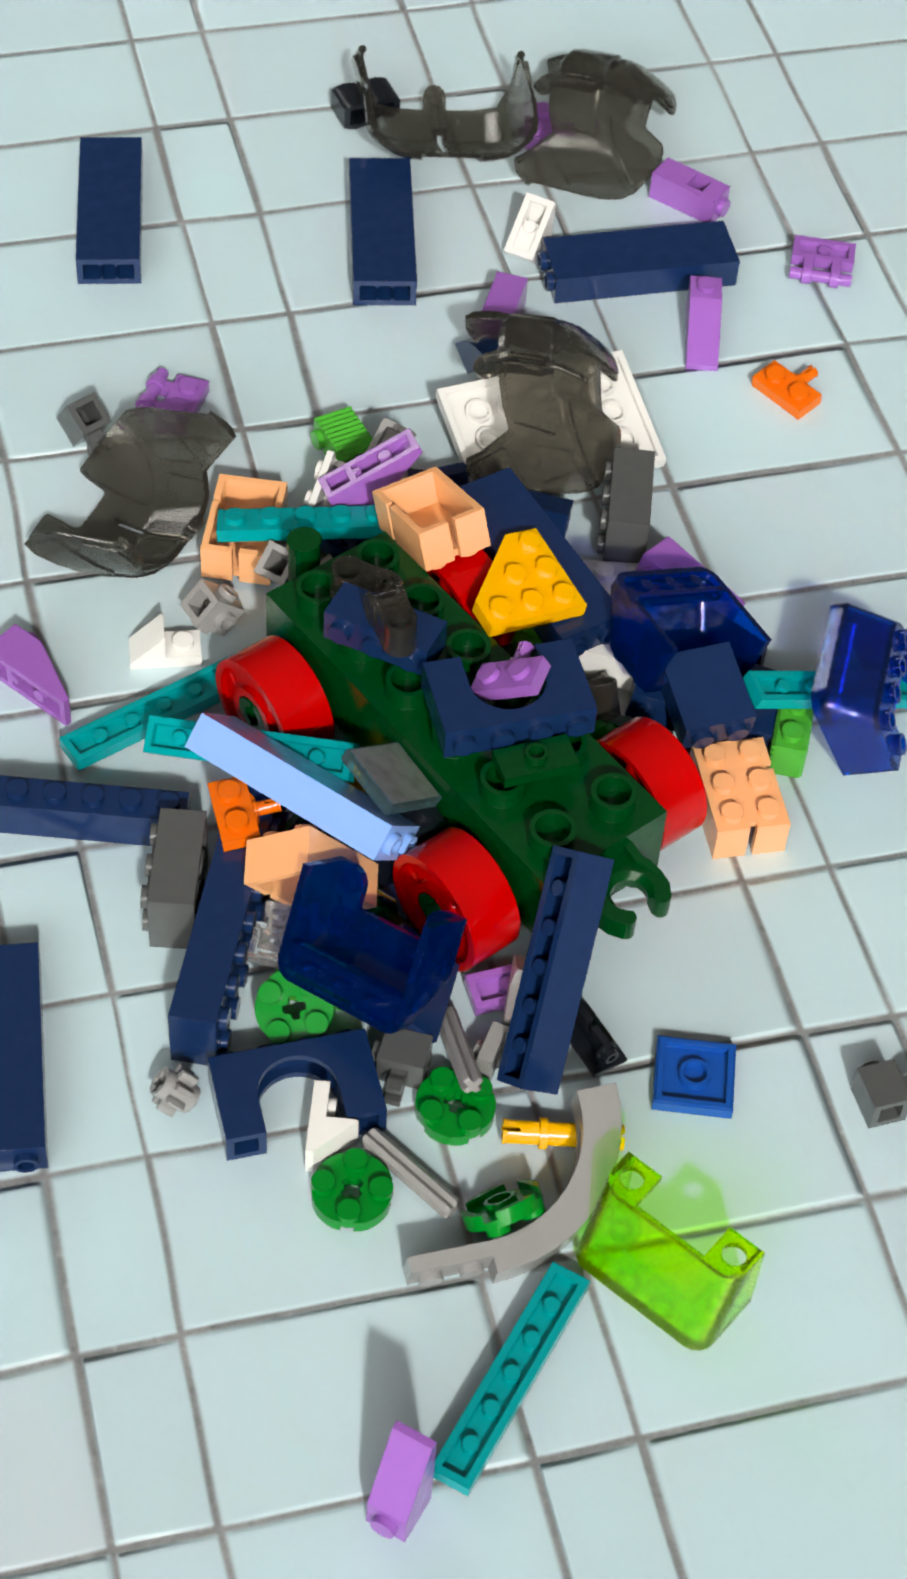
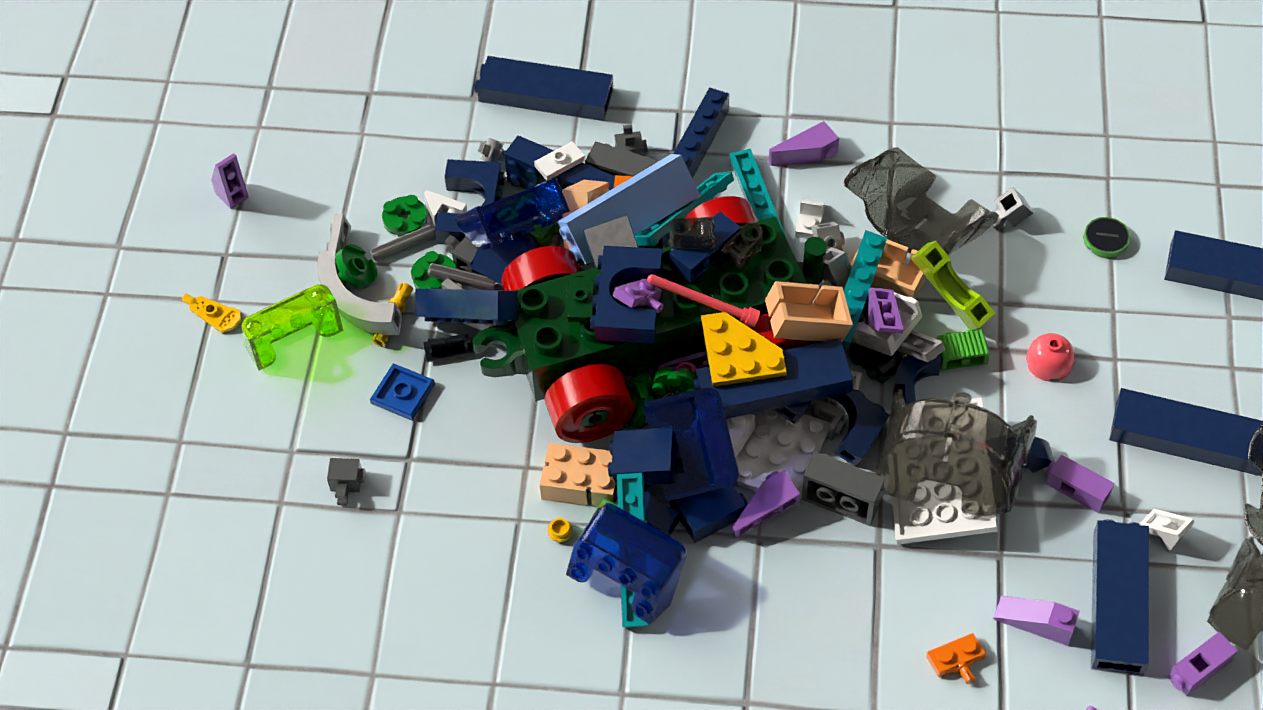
camera: 115 degrees right, 5 degrees up
(92, 337) = (1106, 237): none -> black tile
(104, 897) = (631, 141): none -> dark grey brick
(181, 395) = (1031, 273): medium lavender plate -> none
(212, 931) = (559, 160): none -> white plate
(256, 449) = (938, 270): none -> lime arch
(318, 361) = (1050, 357): none -> coral cylinder
(462, 585) = (747, 316): none -> coral piece
(509, 1379) = (267, 249): teal plate -> none
(668, 1412) = (222, 318): none -> yellow piece
(826, 806) = (559, 530): none -> yellow plate

